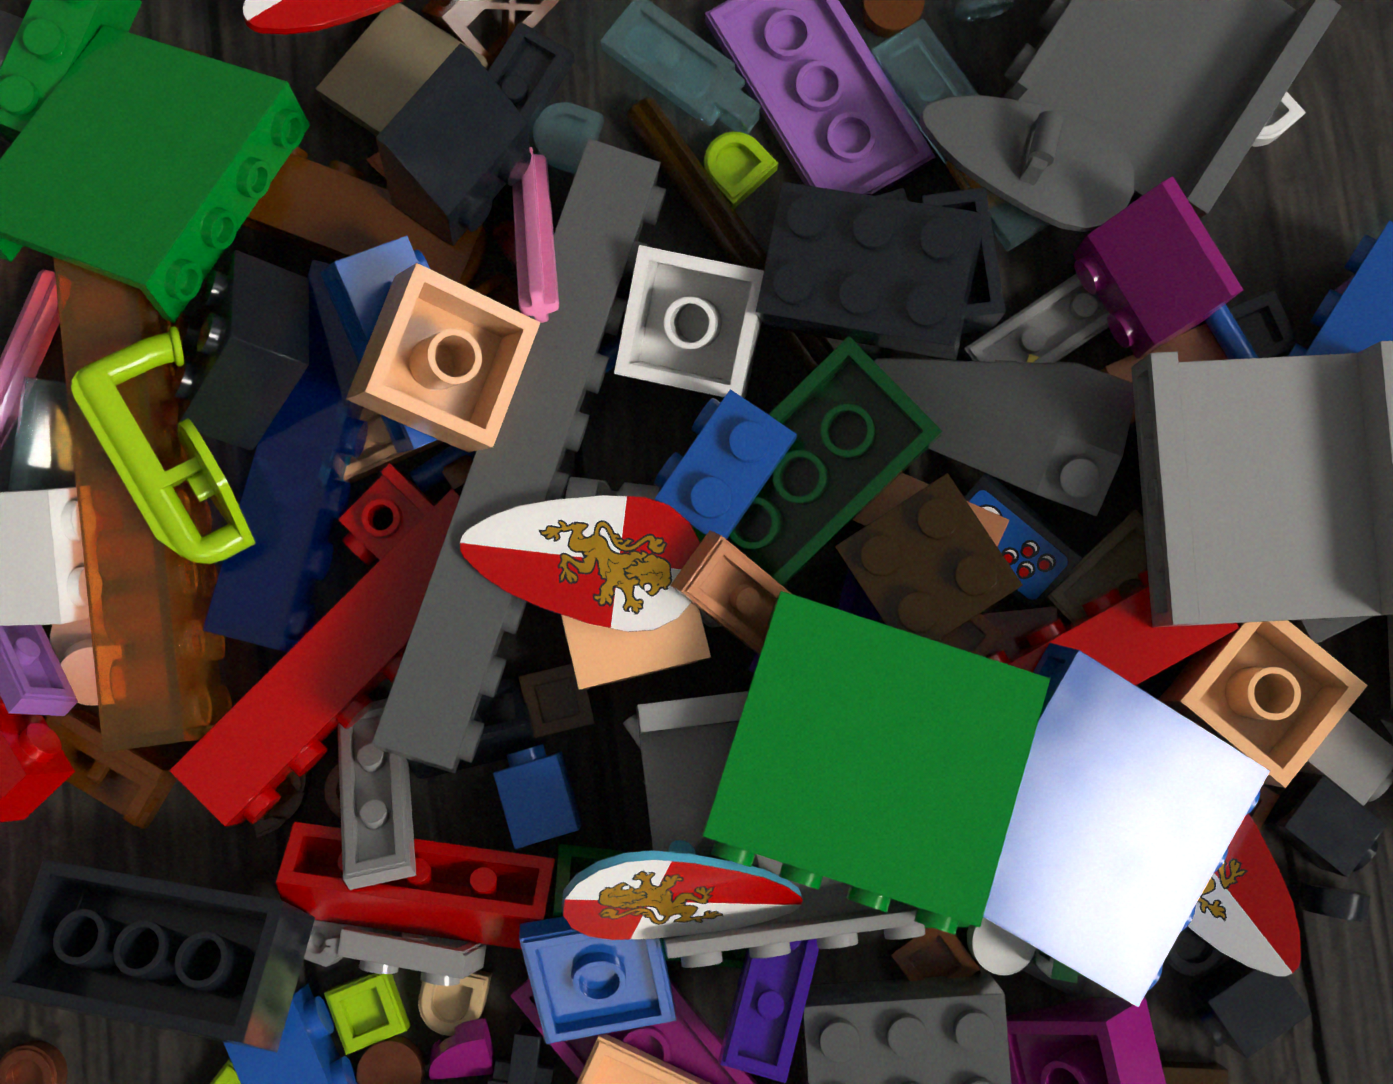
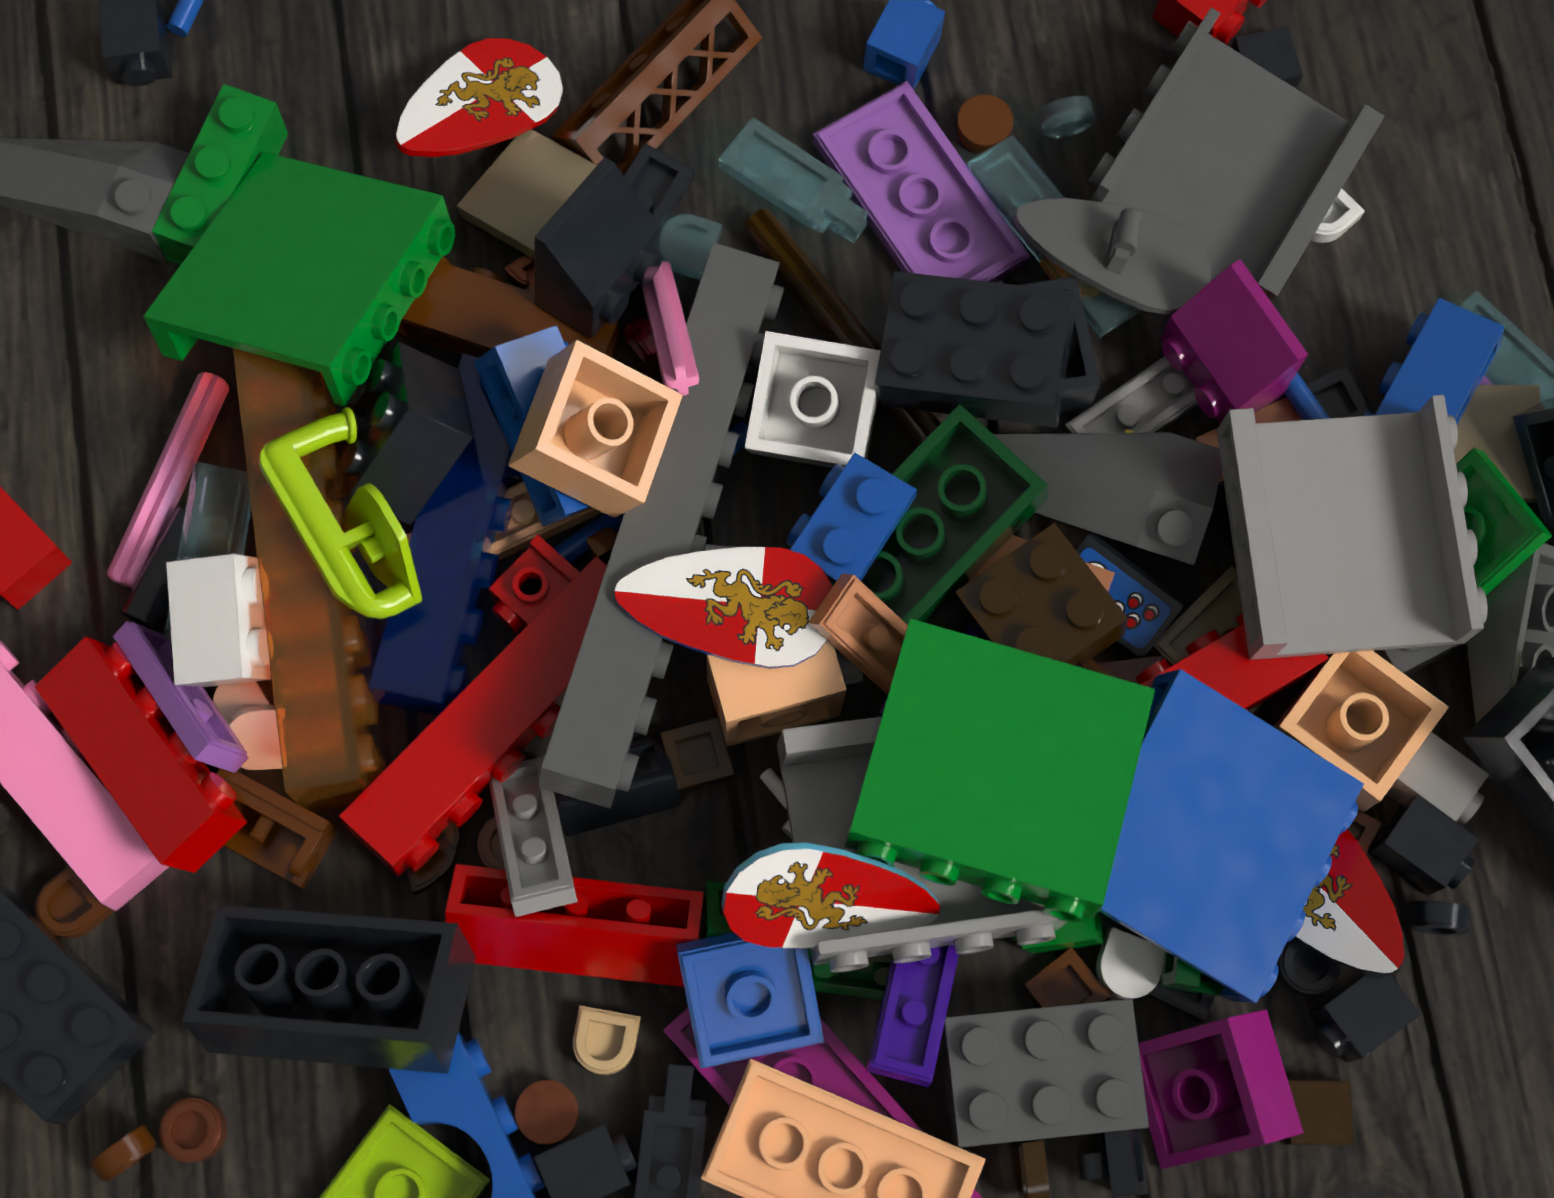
camera: 10 degrees left, 10 degrees down
(367, 1010) = (522, 1054): lime tile -> none
(385, 951) = (541, 987): light grey hinge -> none
(465, 1053) = (618, 1088): magenta tile -> none
(537, 796) = (683, 841): blue brick -> none
(738, 165) = (849, 267): lime tile -> none

